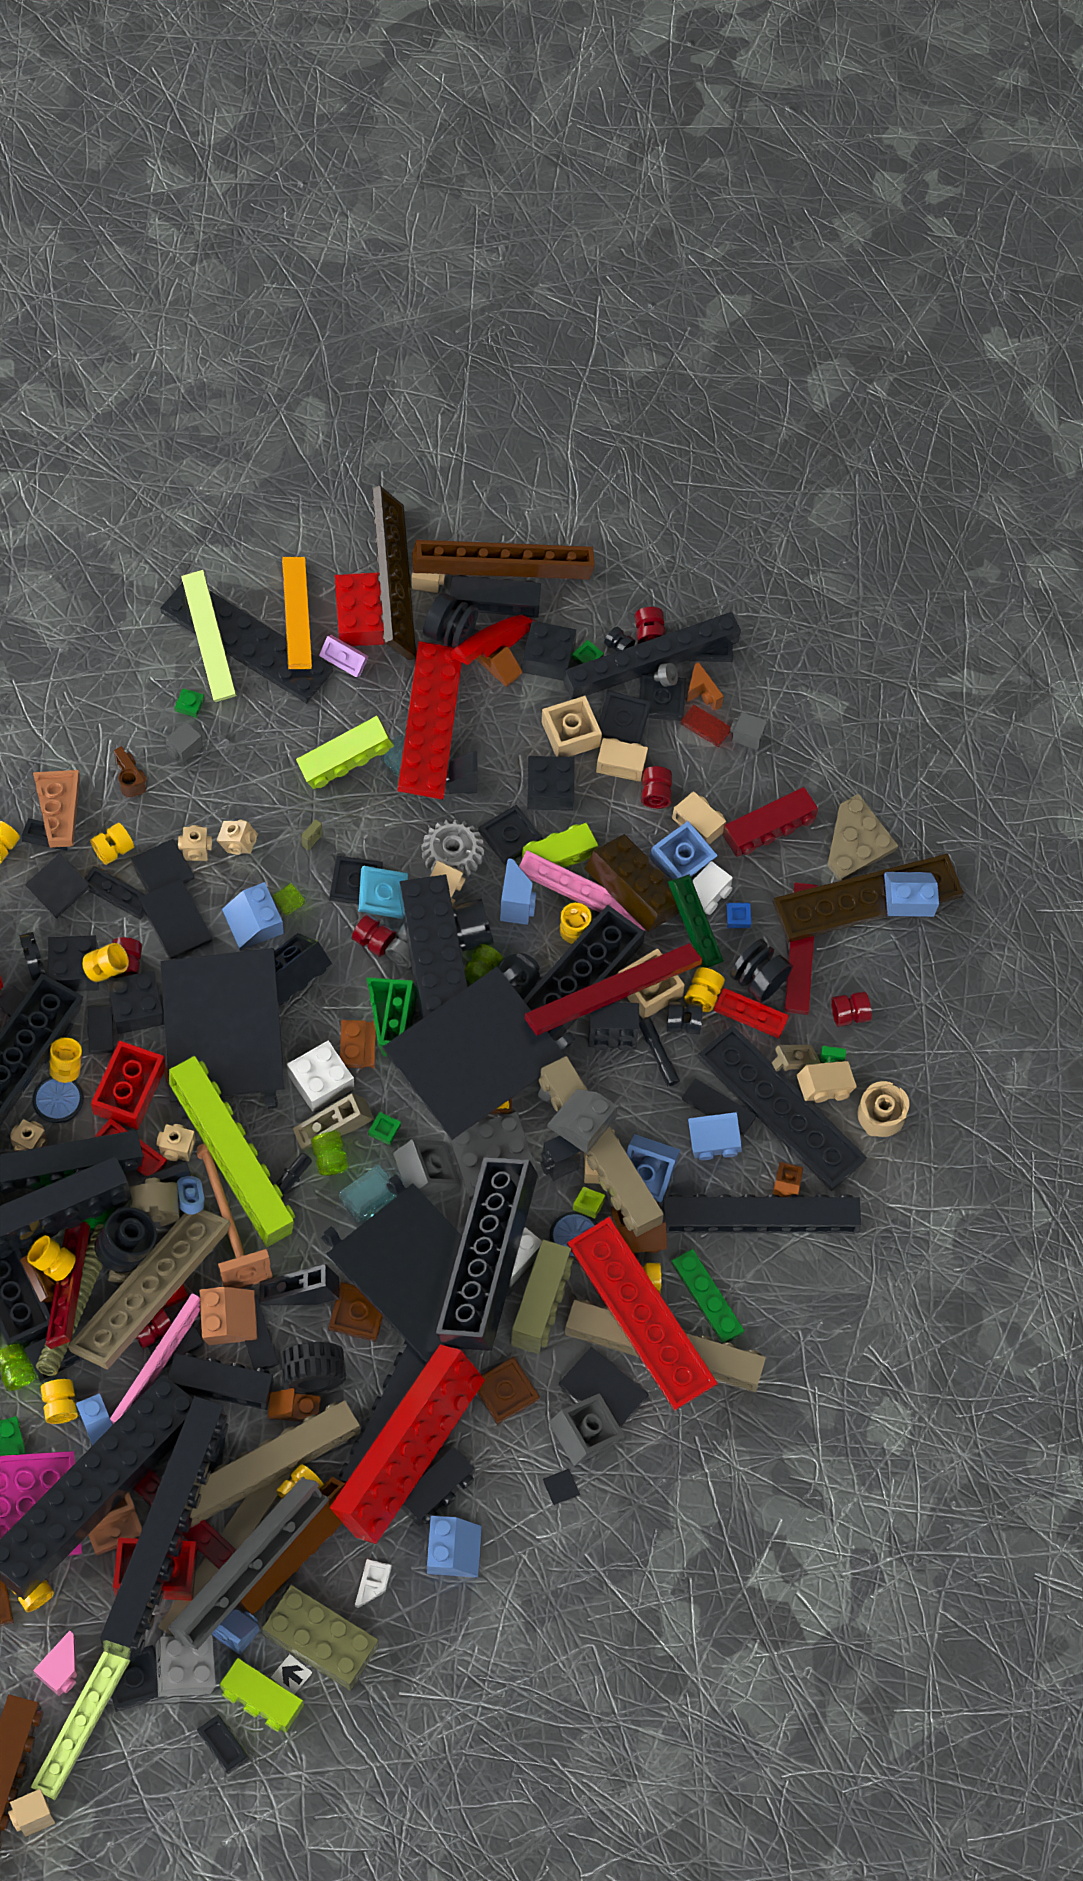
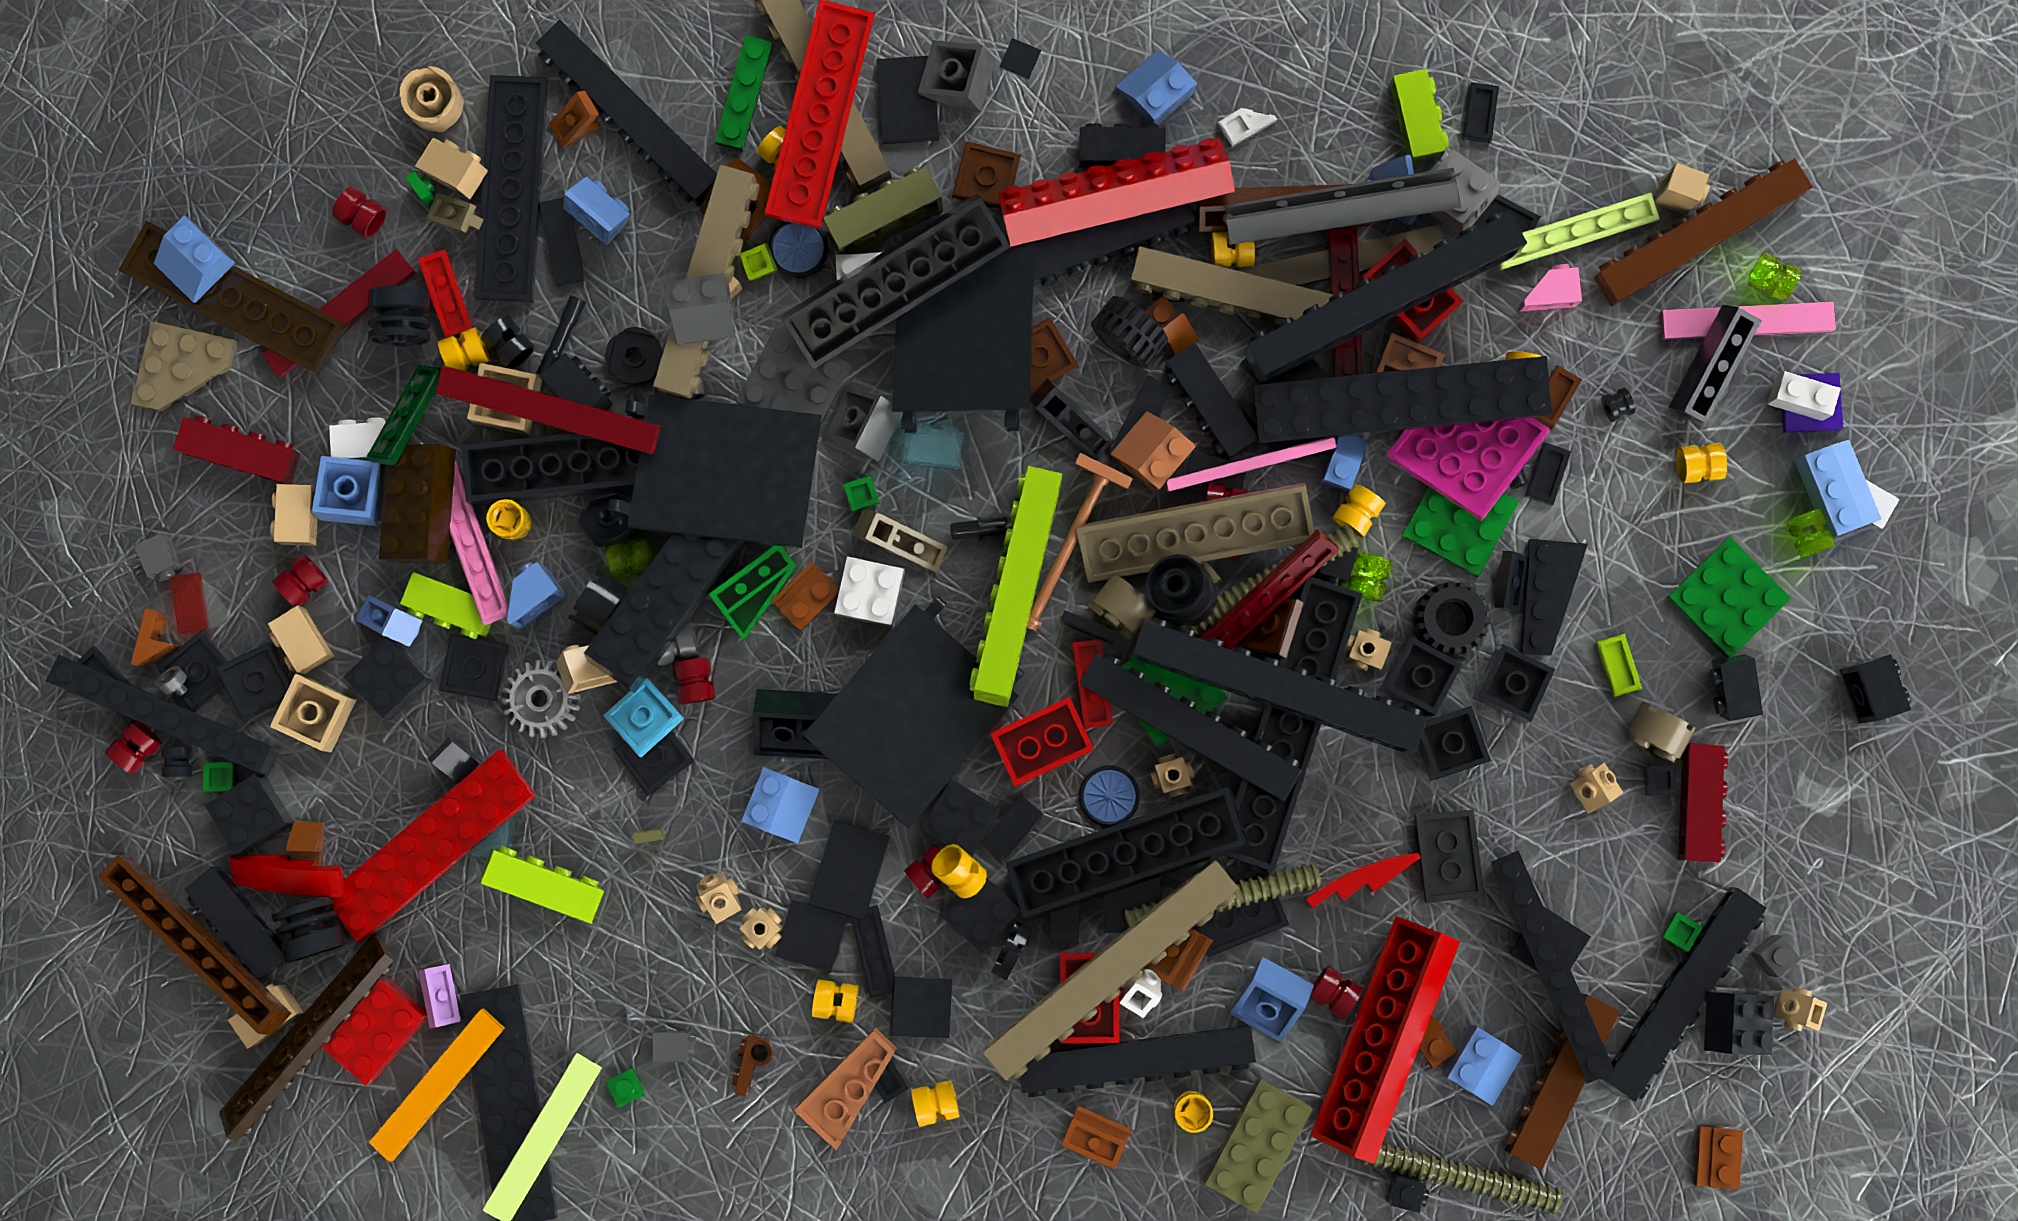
camera: 130 degrees left, 20 degrees up
(50, 1258) = (1261, 630): yellow wheel -> none
(65, 1060) = (1074, 819): yellow wheel -> none
(176, 1142) = (1046, 639): tan brick -> none
(190, 1194) = (1084, 587): medium blue plate -> none
(288, 899) = (730, 794): clear neon green tile -> none
(291, 1674) = (1376, 116): white sticker -> none
(320, 1637) = (1330, 115): olive brick -> none
(328, 1150) = (931, 513): clear neon green wheel -> none
(560, 1157) = (748, 318): black brick -> none
(584, 809) = (389, 621): none -> medium blue slope
(607, 1069) = (625, 342): none -> black plate
(654, 1163) = (671, 241): medium blue slope -> none
(738, 915) = (360, 393): blue plate -> none

